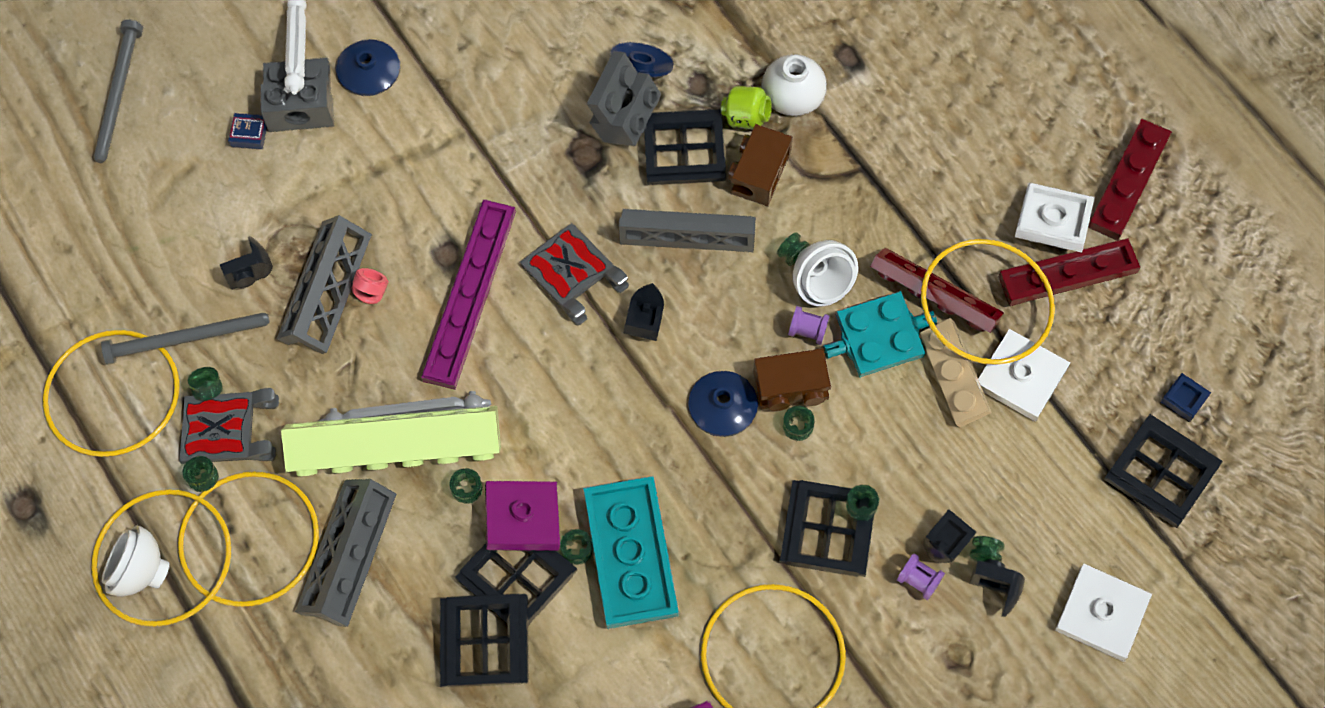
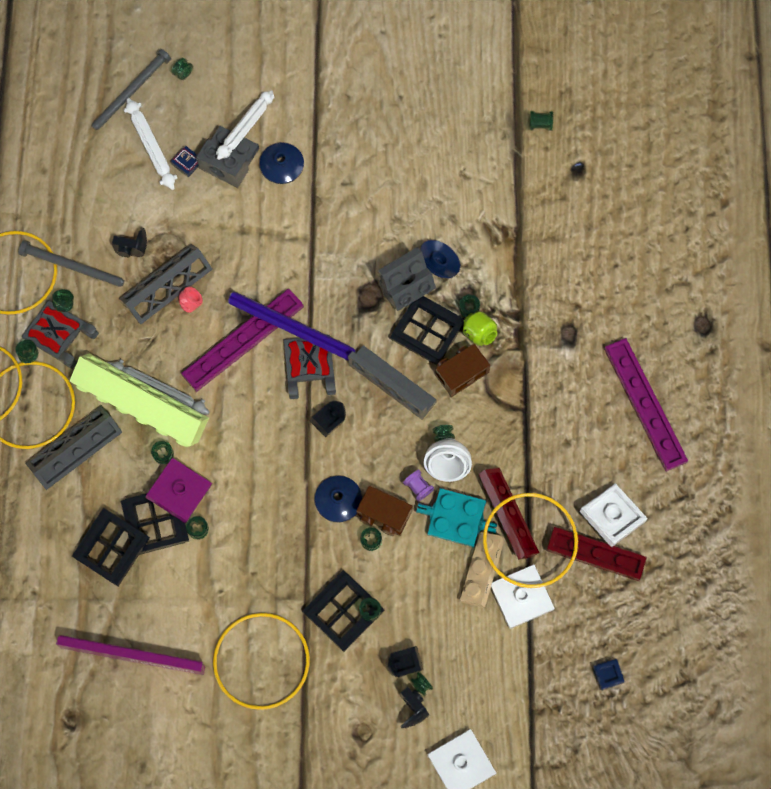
camera: 35 degrees right, 5 degrees up
(166, 29) = (182, 69): none -> clear green bush
(187, 137) = (150, 144): none -> white wheel
(519, 237) = (290, 325): none -> dark purple axle
(631, 552) = (223, 550): teal plate -> none
(704, 89) = (469, 298): none -> clear green bush
(794, 93) = (520, 341): white piece -> none
(920, 576) = (372, 673): medium lavender bush -> none
(994, 79) = (646, 404): none -> magenta tile
(1129, 179) = (680, 521): dark red plate -> none
(1146, 494) = (581, 700): black piece -> none

